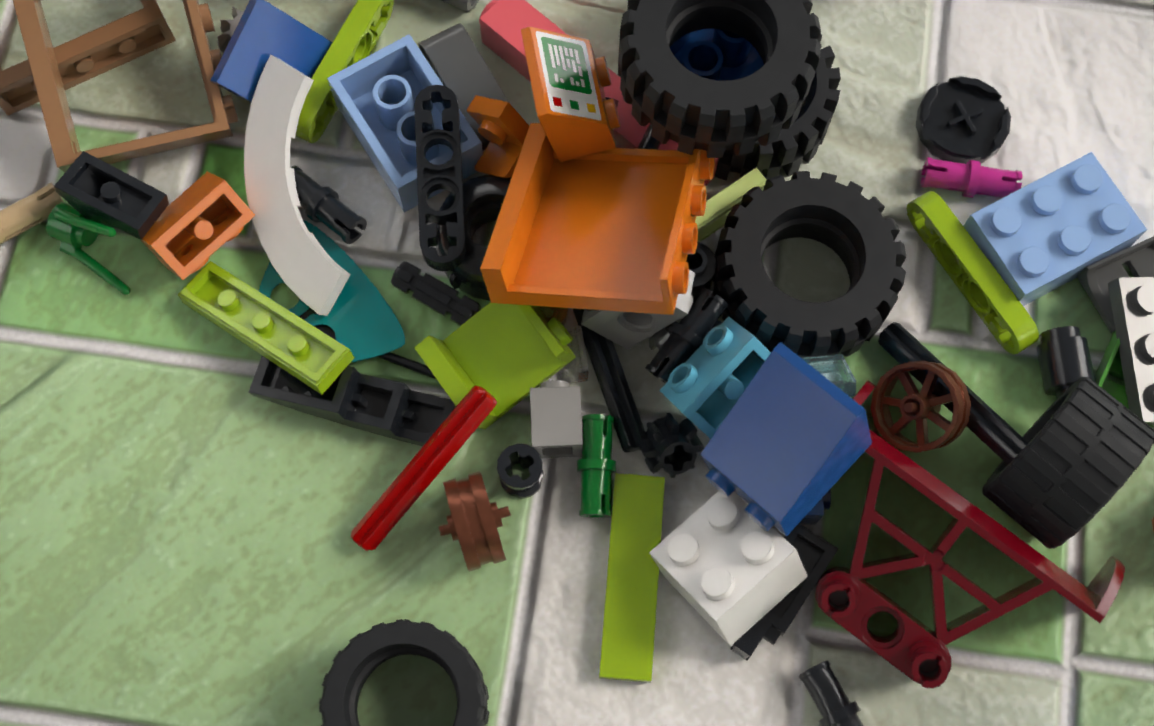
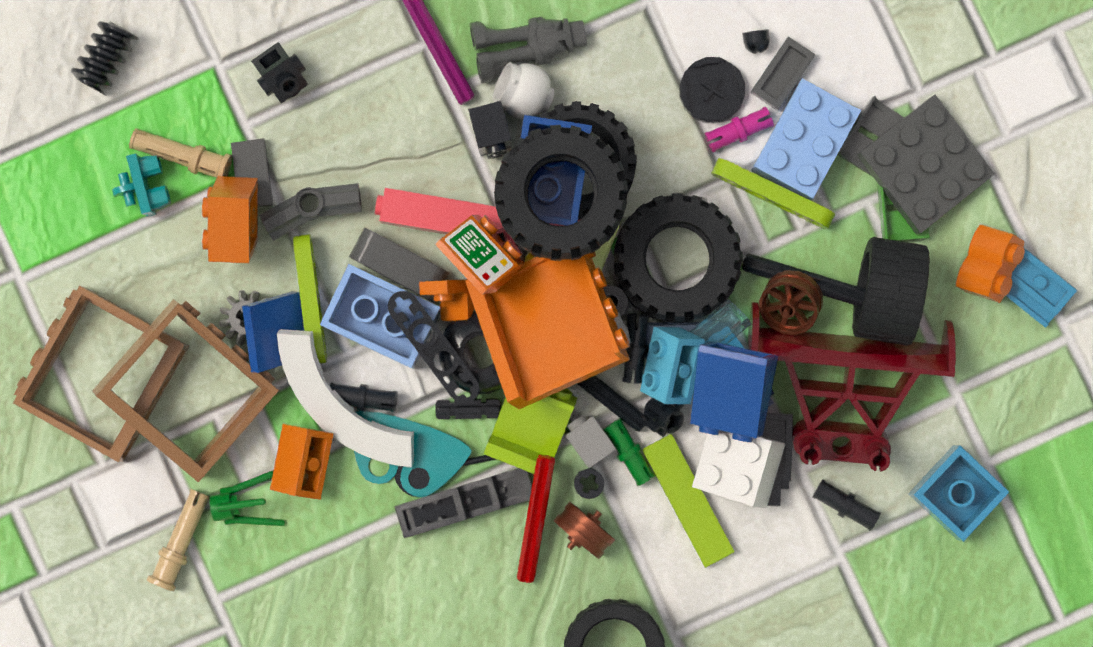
camera: 30 degrees left, 15 degrees up
(111, 196) = (245, 479): black slope -> none
(266, 327) = (387, 494): lime tile -> none
(1051, 94) = (756, 40): none -> black hinge
(1060, 146) = (782, 73): none -> dark grey tile
(1063, 359) = (859, 219): black brick -> none

